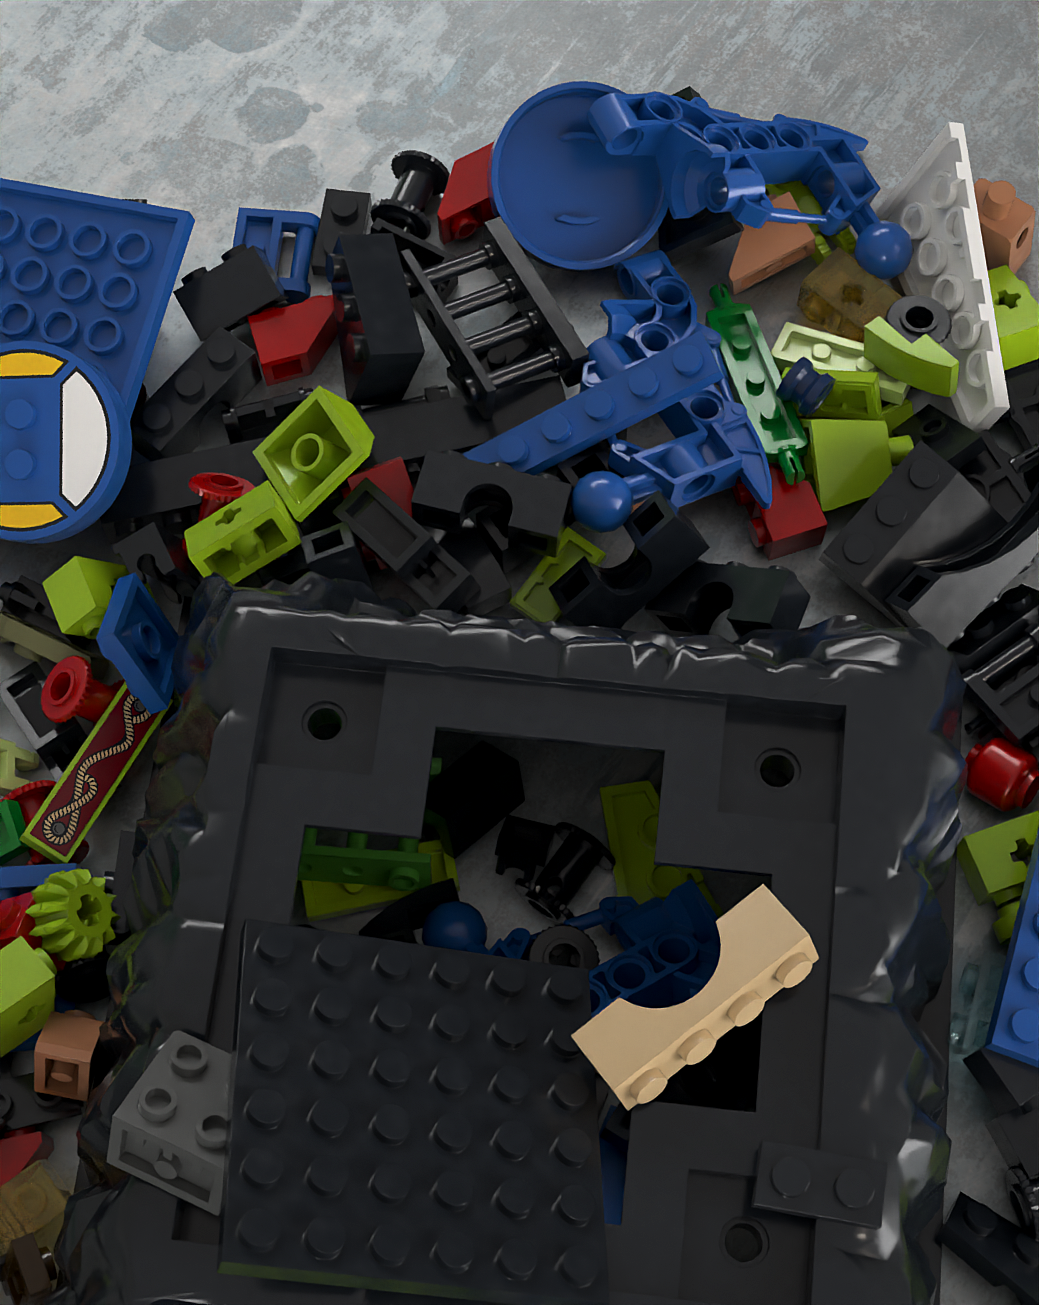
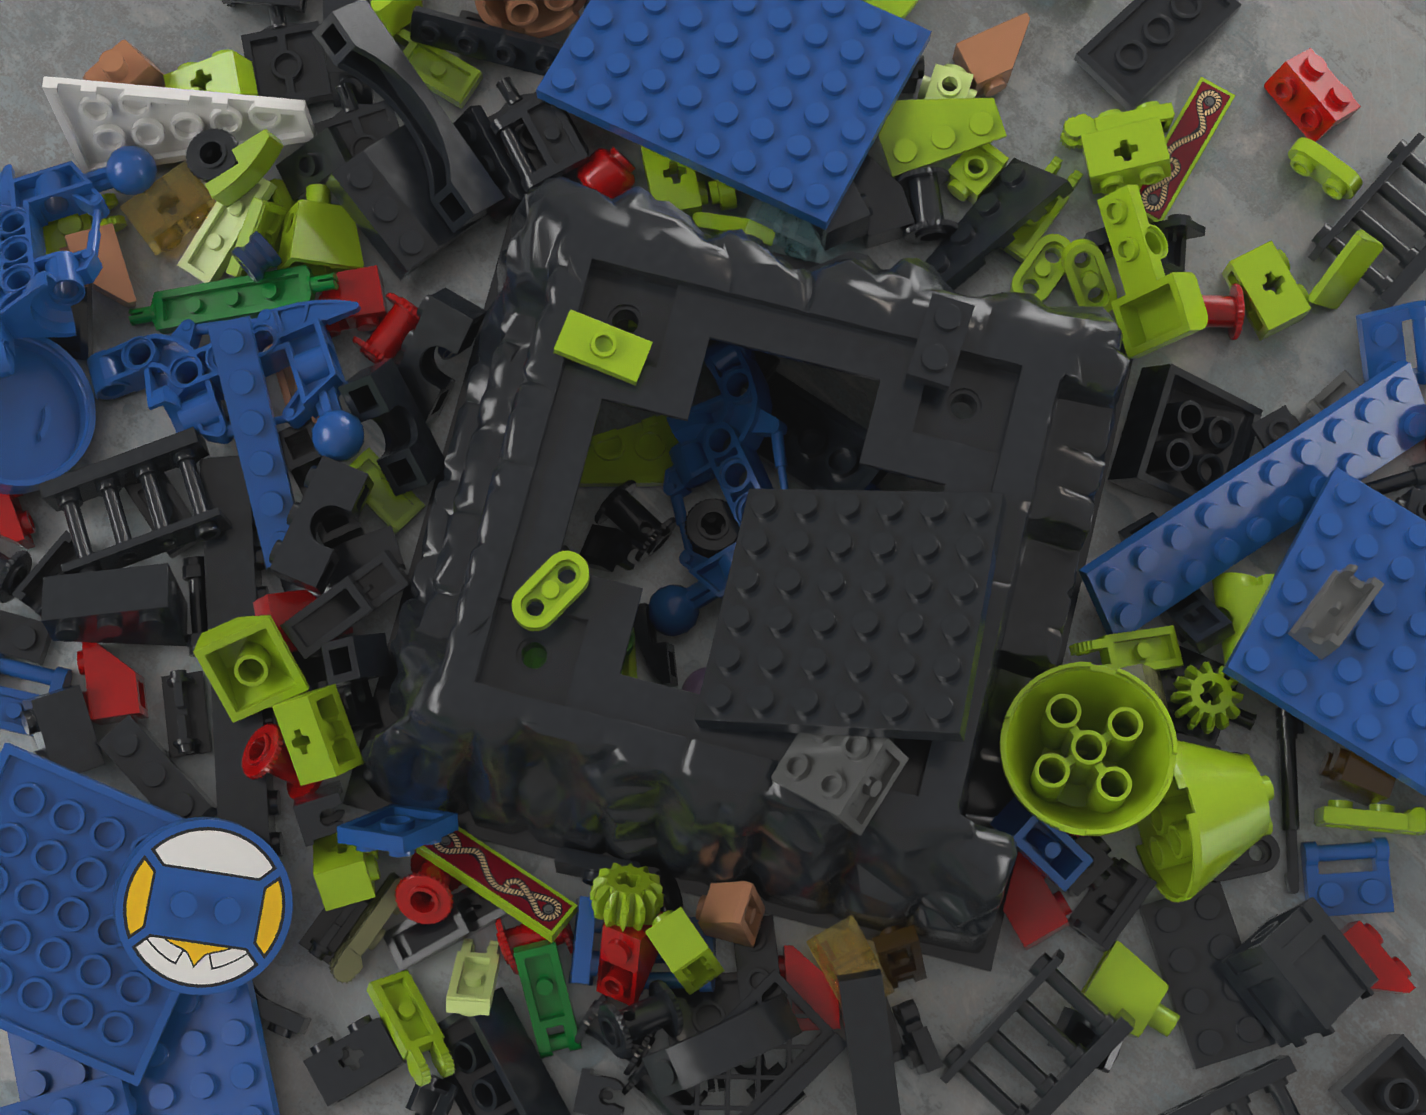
camera: 85 degrees left, 10 degrees up
(394, 715) = (550, 591): none -> lime plate
(644, 1047) = (827, 450): tan arch -> none
(728, 735) = (602, 347): none -> lime plate
(732, 545) = (391, 332): none -> red hose
(964, 936) = (716, 223): none -> lime plate

